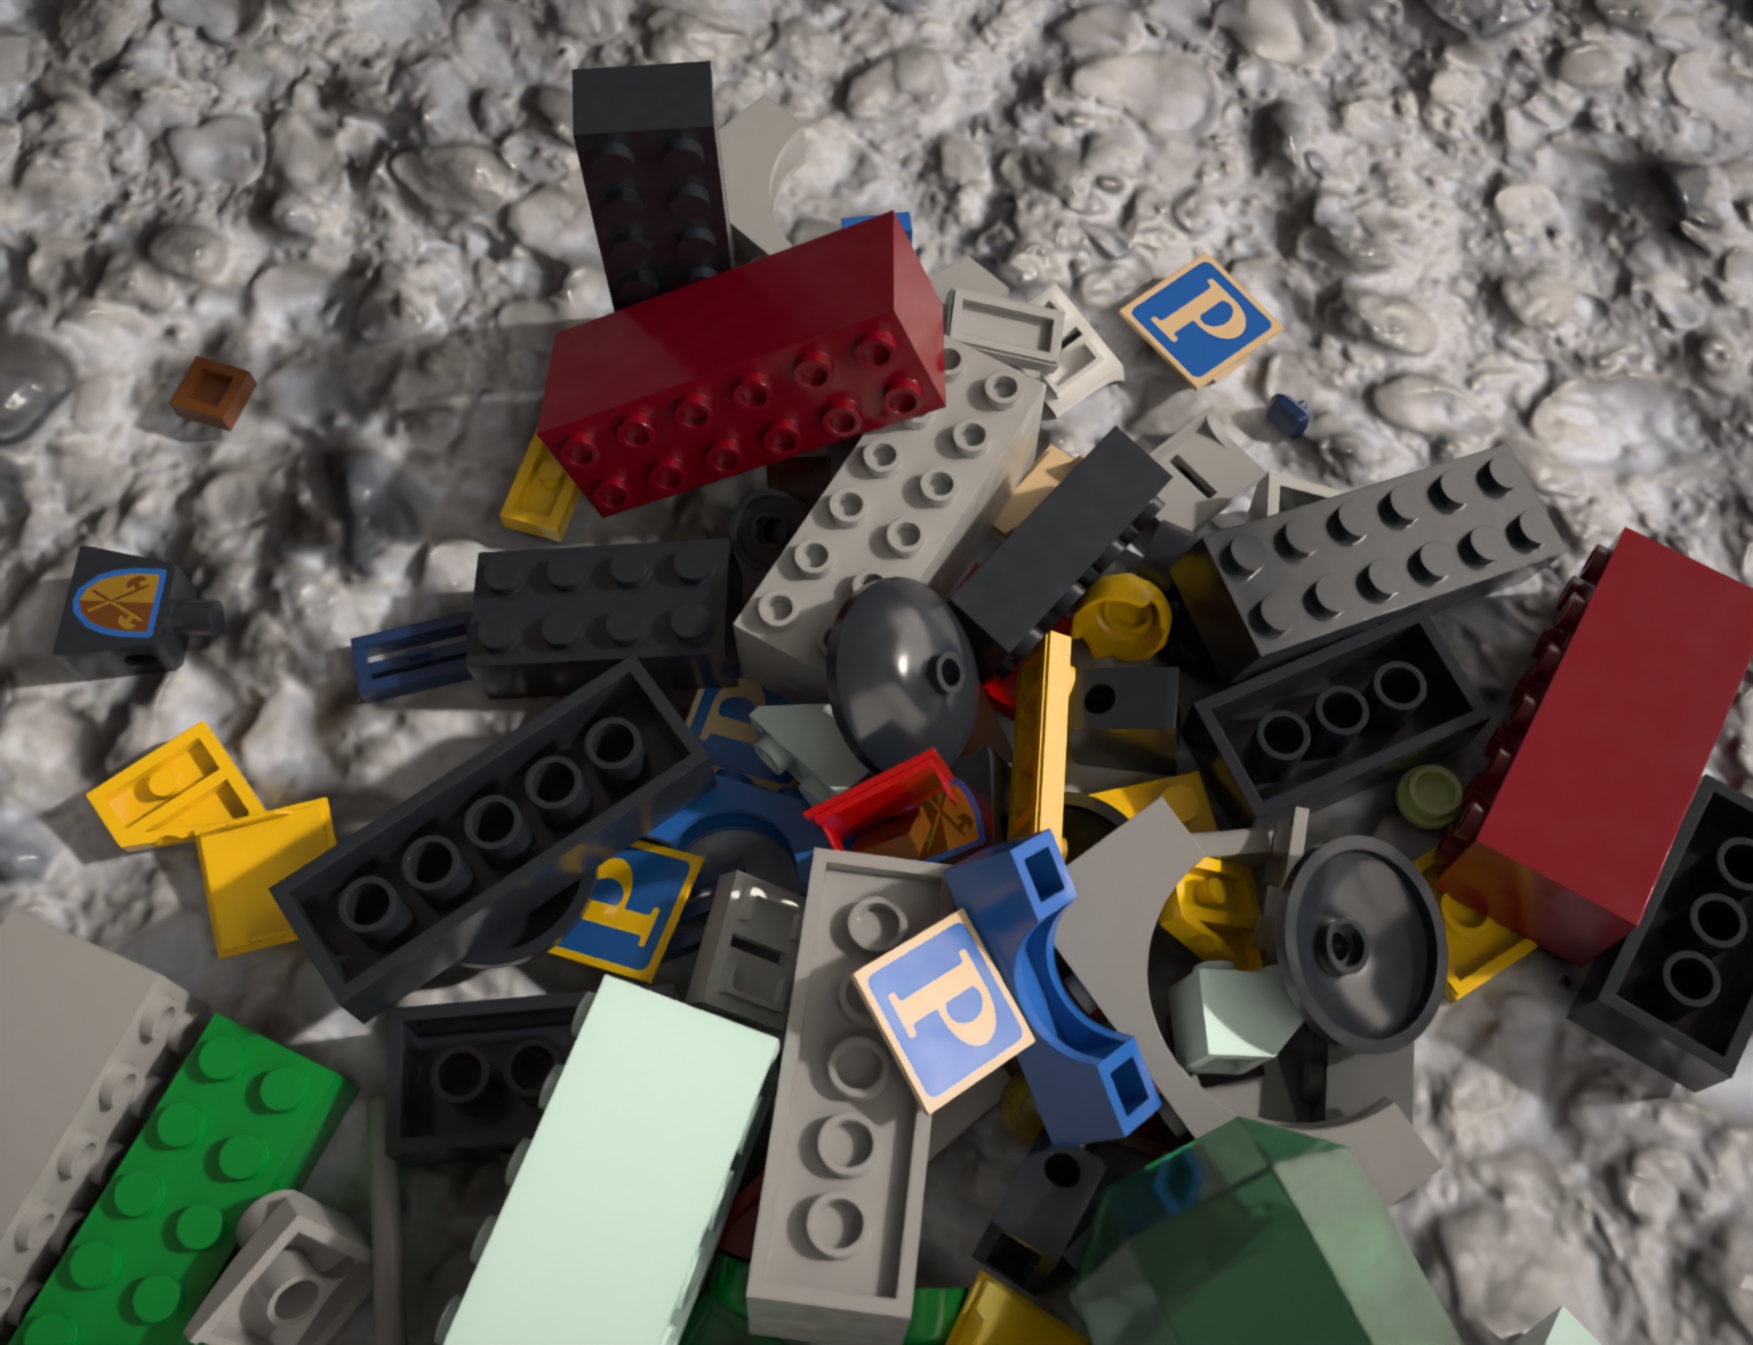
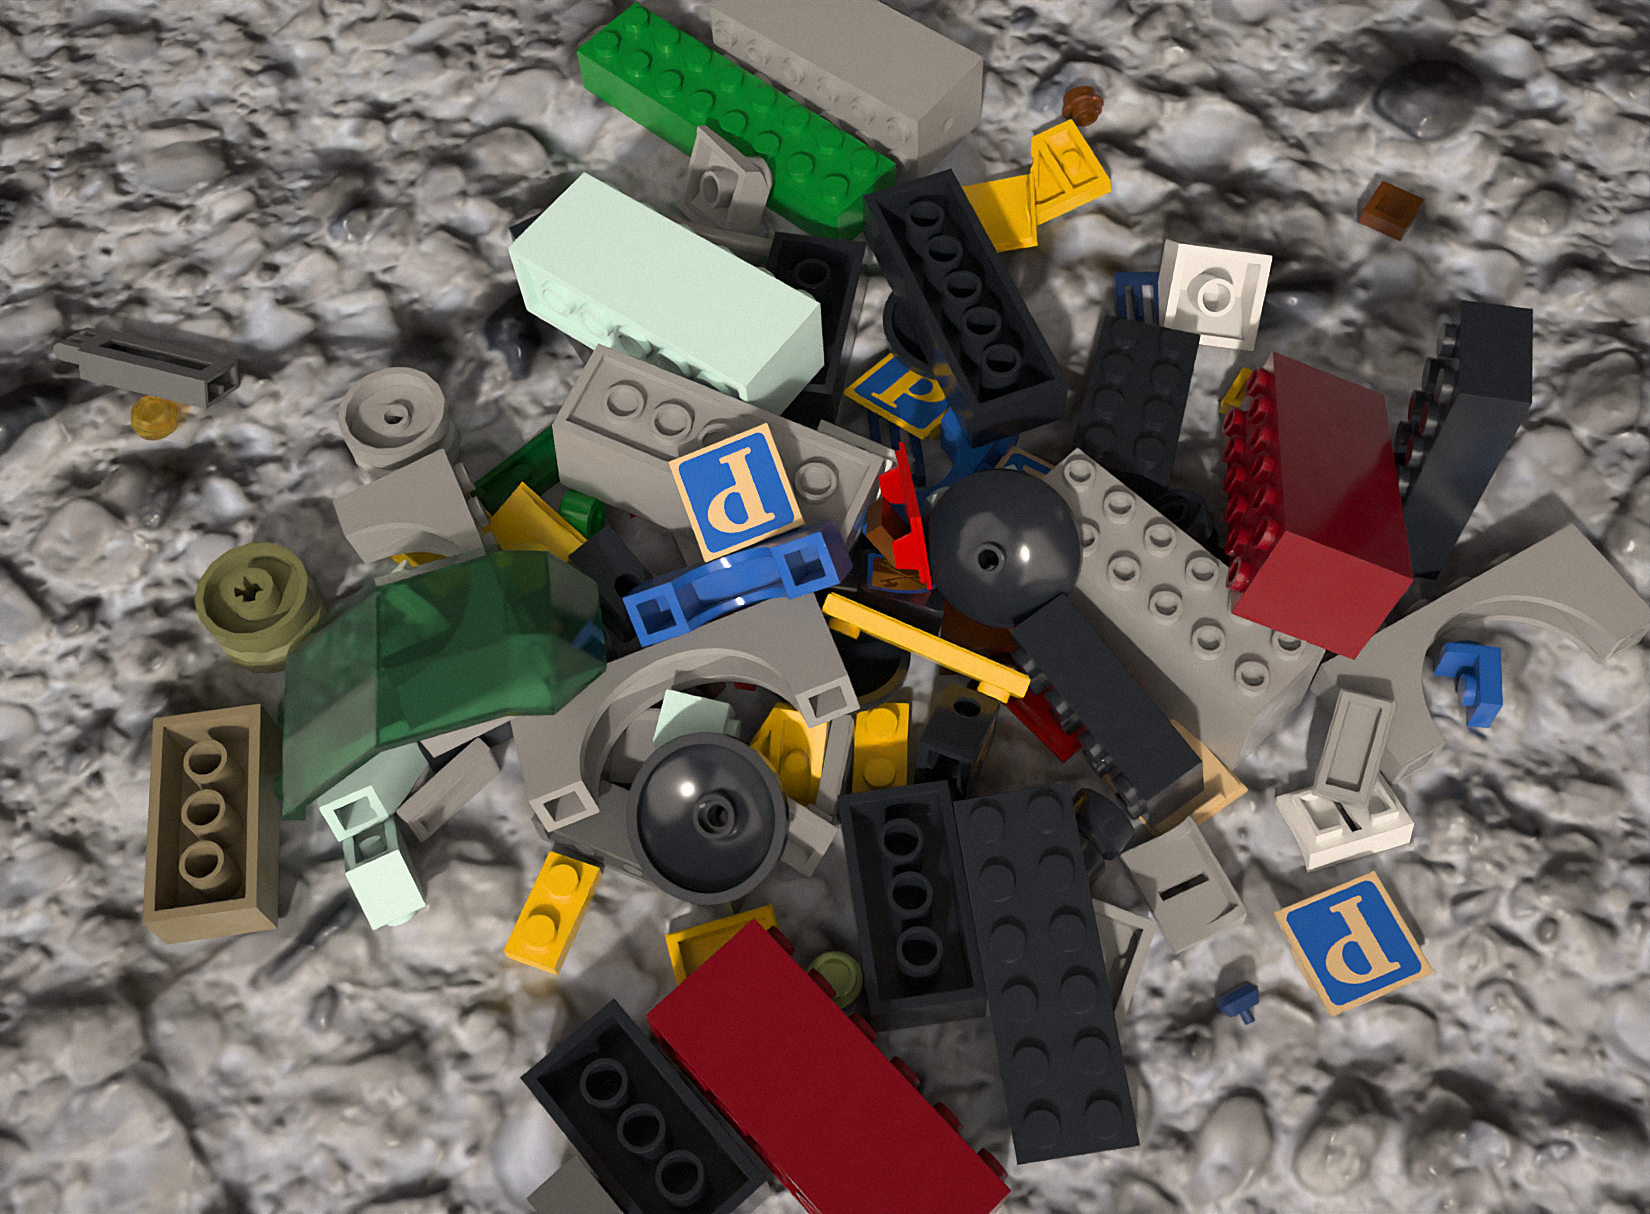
camera: 110 degrees right, 5 degrees down
(46, 794) = (1082, 106): none -> reddish brown plate
(130, 616) = (1207, 151): black torso -> none
(384, 566) = (1213, 292): none -> white slope
(1122, 618) = (1060, 763): yellow hair -> none
(1491, 1147) = (553, 913): none -> yellow plate

